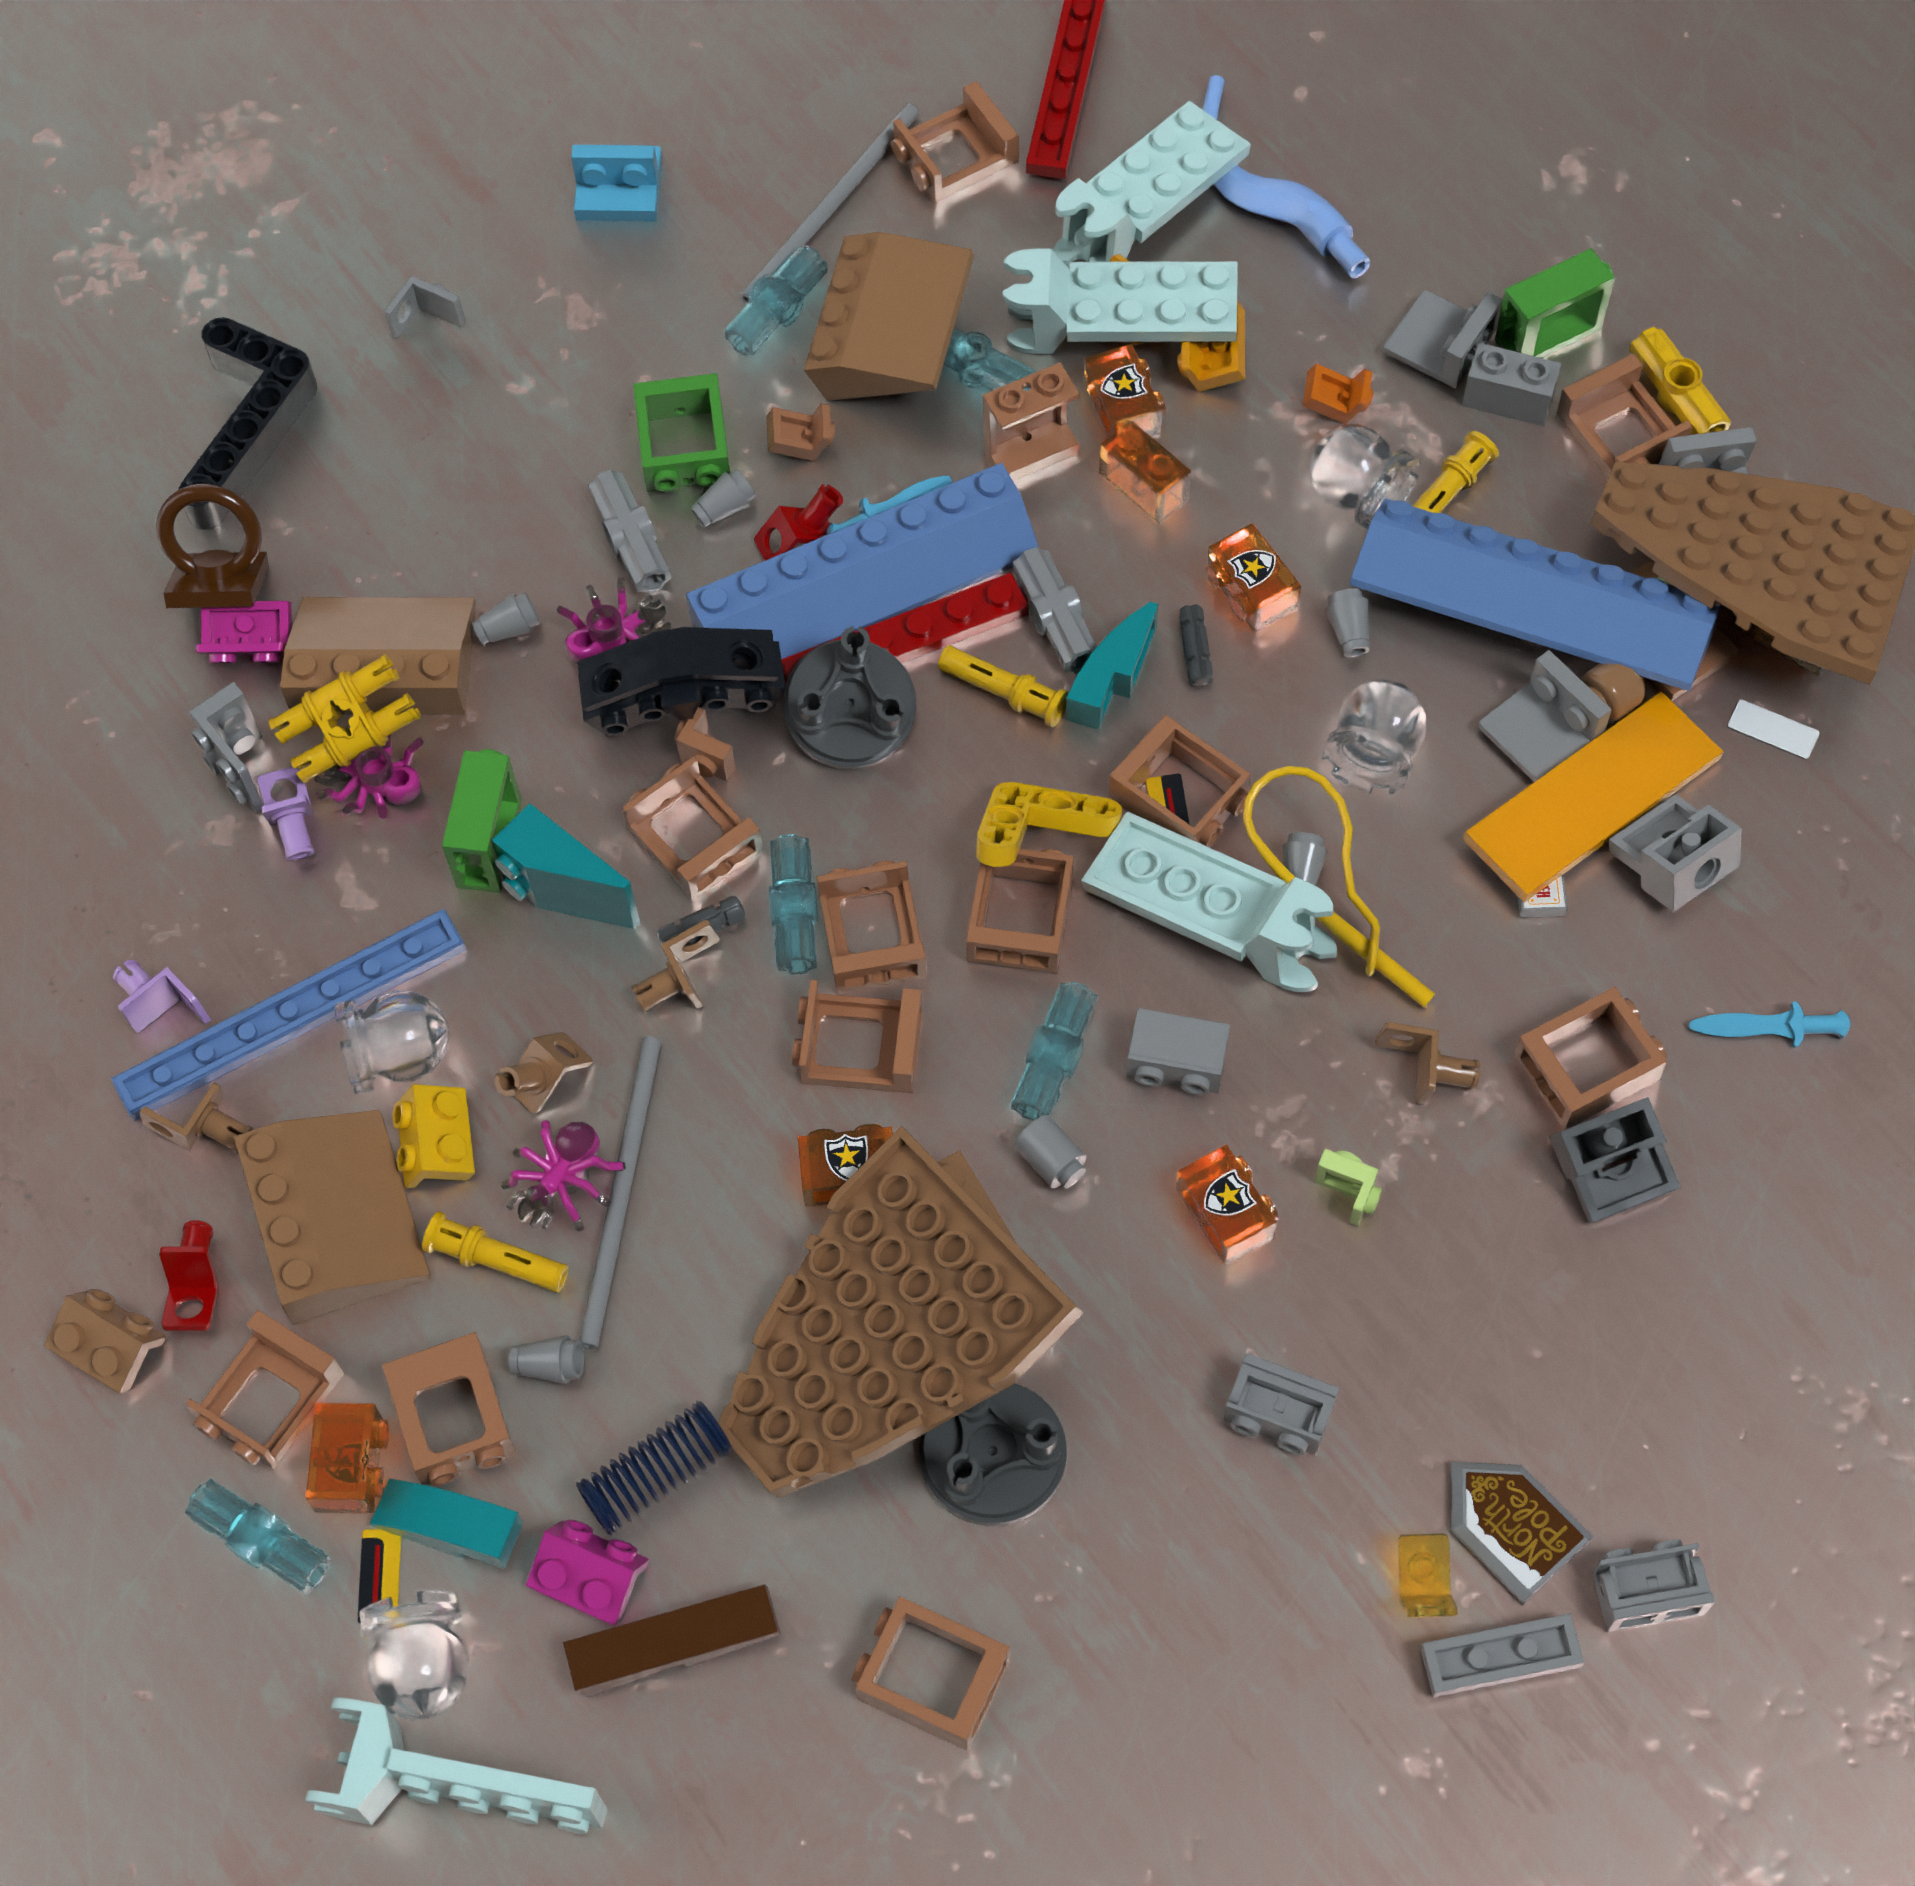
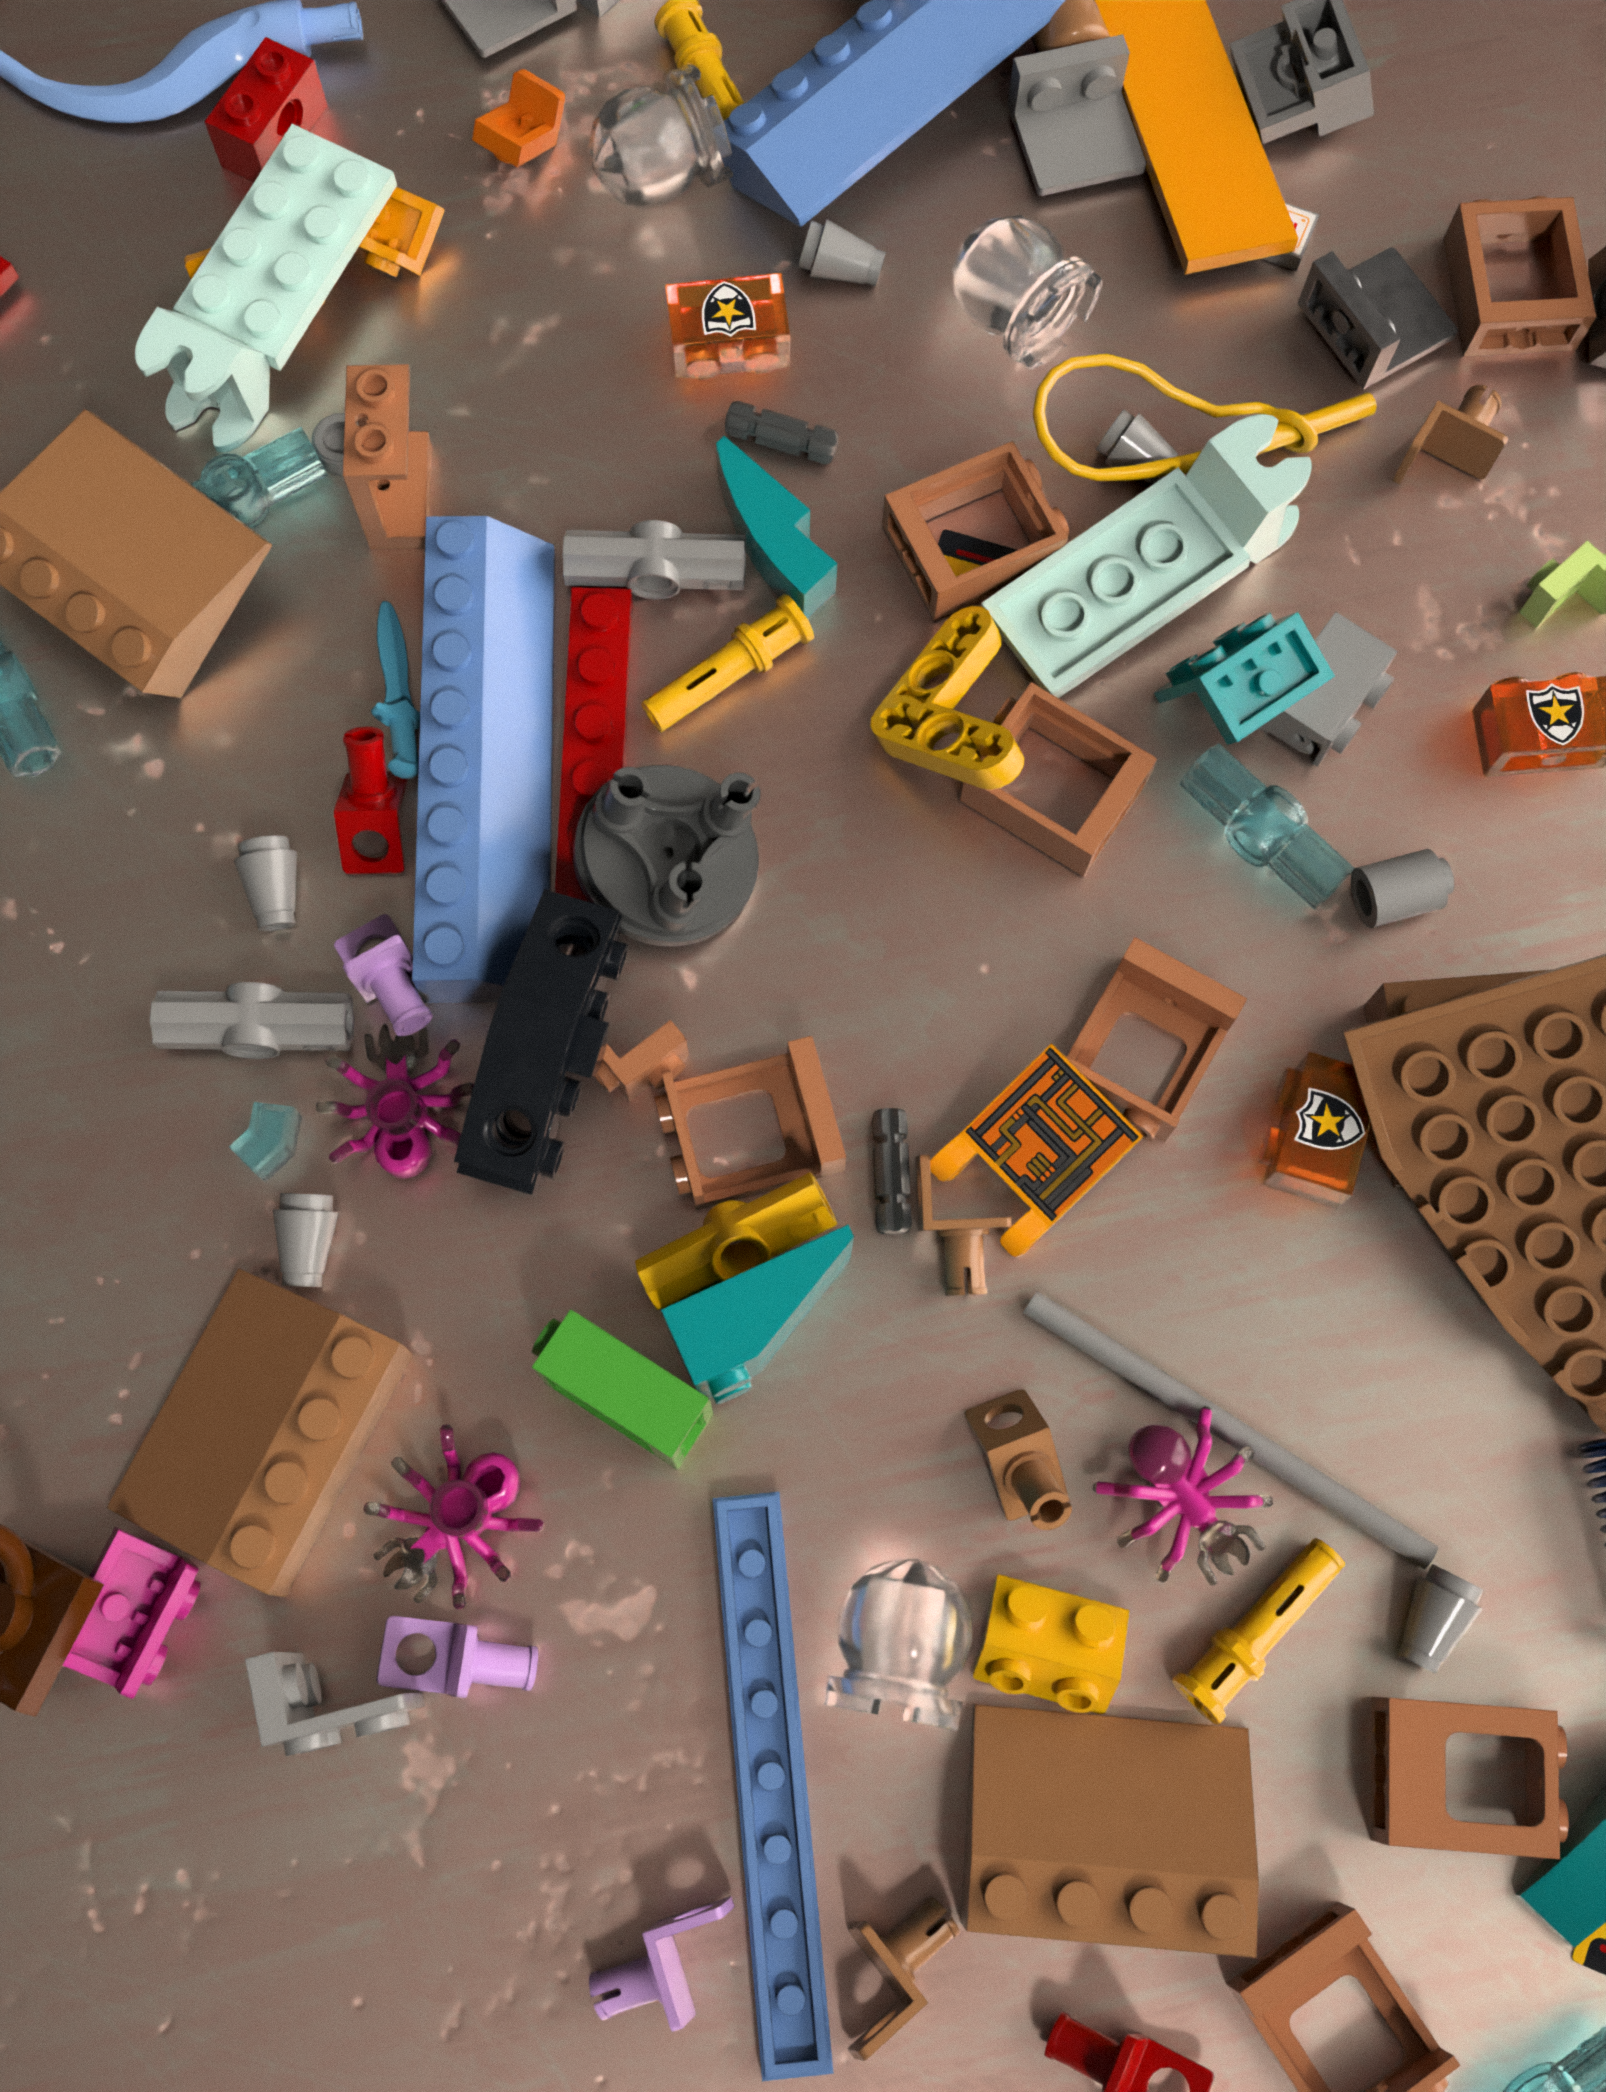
camera: 70 degrees left, 10 degrees up
(323, 710) = (397, 1540): yellow pin -> none
(345, 1458) = (1485, 1947): clear orange brick -> none
(558, 575) = (269, 1139): none -> clear light blue piece
(614, 846) = (765, 1226): none -> yellow piece
(677, 399) = (80, 870): bright green window -> none
(687, 577) = (385, 974): none -> lavender bracket
(757, 996) = (1046, 1139): none -> flag
(793, 904) = (921, 1043): clear light blue piece -> none
(799, 433) = (224, 743): nougat bracket -> none
(877, 966) = (1048, 978): nougat window -> none
(1122, 390) = (390, 335): clear orange brick -> none
(1141, 986) = (1251, 674): none -> teal bracket
(1144, 471) = (516, 373): clear orange brick -> none
(1146, 185) = (102, 186): light aqua hinge -> none
(1262, 246) = (261, 104): none -> red brick
(1502, 975) = (1374, 314): none -> flat silver bracket
(1789, 1024) = (1548, 78): medium azure sword -> none

